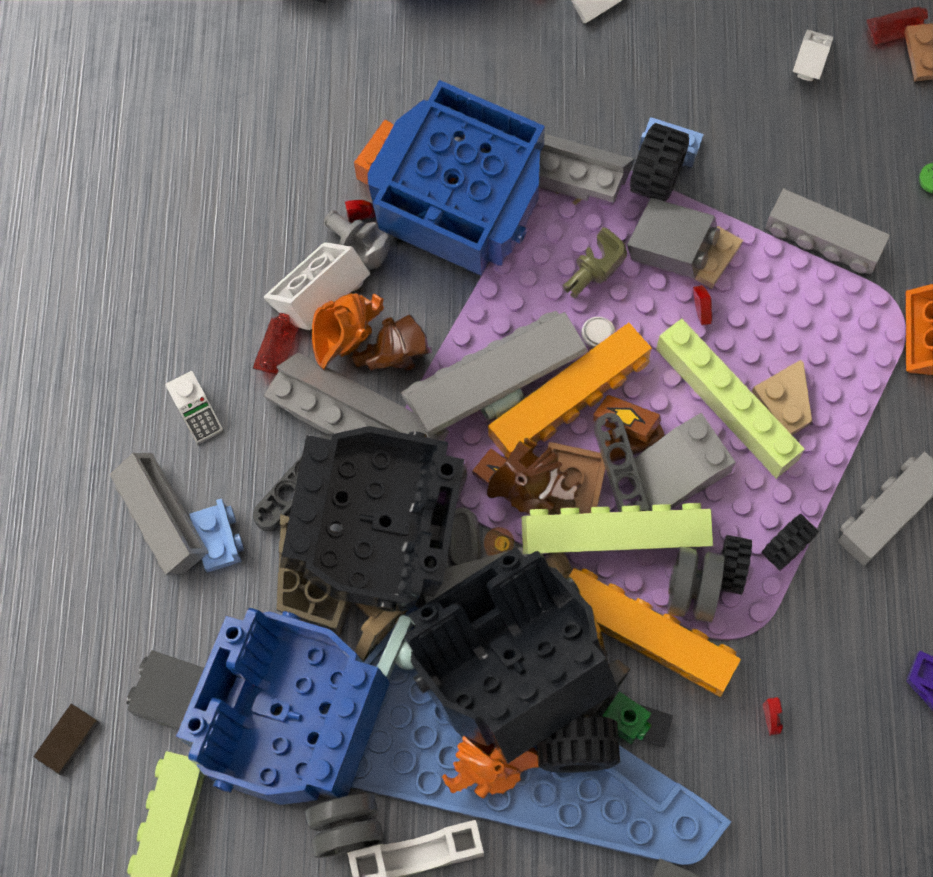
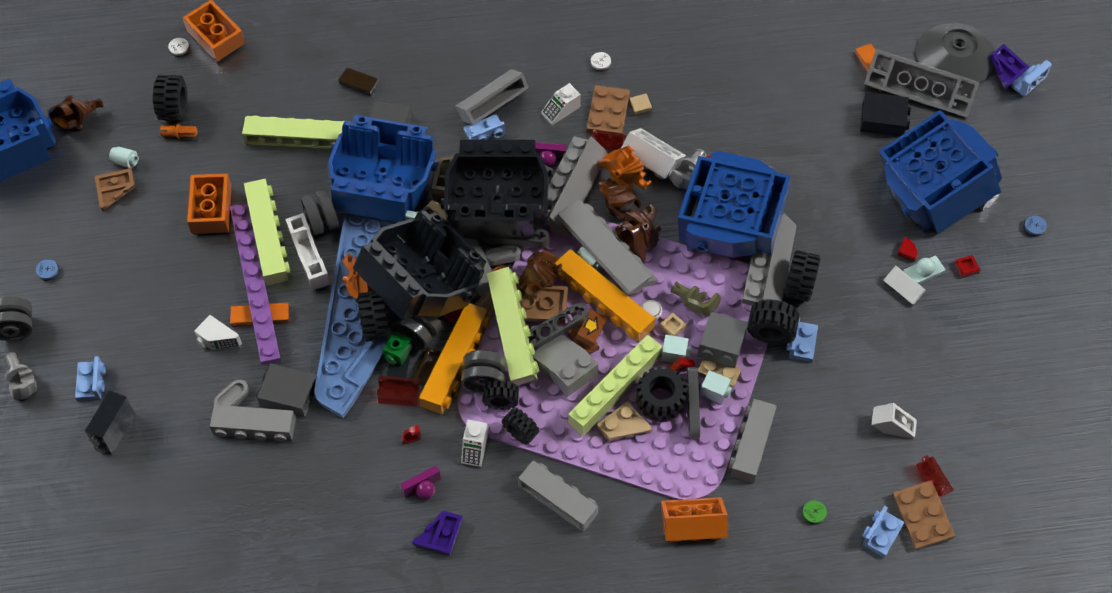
camera: 80 degrees right, 10 degrees down
(116, 338) = (600, 61): none -> white piece
(215, 291) = (640, 104): none -> tan tile
(216, 341) = (608, 109): none -> medium nougat plate
(284, 442) = (549, 152): none -> magenta tile
(465, 323) = (639, 231): none -> reddish brown helmet
(580, 113) = (802, 275): none -> black tyre
(630, 306) = (672, 325): none -> tan tile
(654, 677) = (426, 366): none -> dark brown tile
(676, 304) = (675, 348): none -> light aqua brick
(694, 728) = (398, 391): none -> clear red hinge
(744, 263) = (716, 387): none -> light aqua brick
(754, 314) = (666, 380): none -> black tyre
(766, 297) = (693, 403): none -> dark grey beam
(799, 616) = (474, 443): none -> white slope
(861, 706) = (422, 484): none -> magenta tile

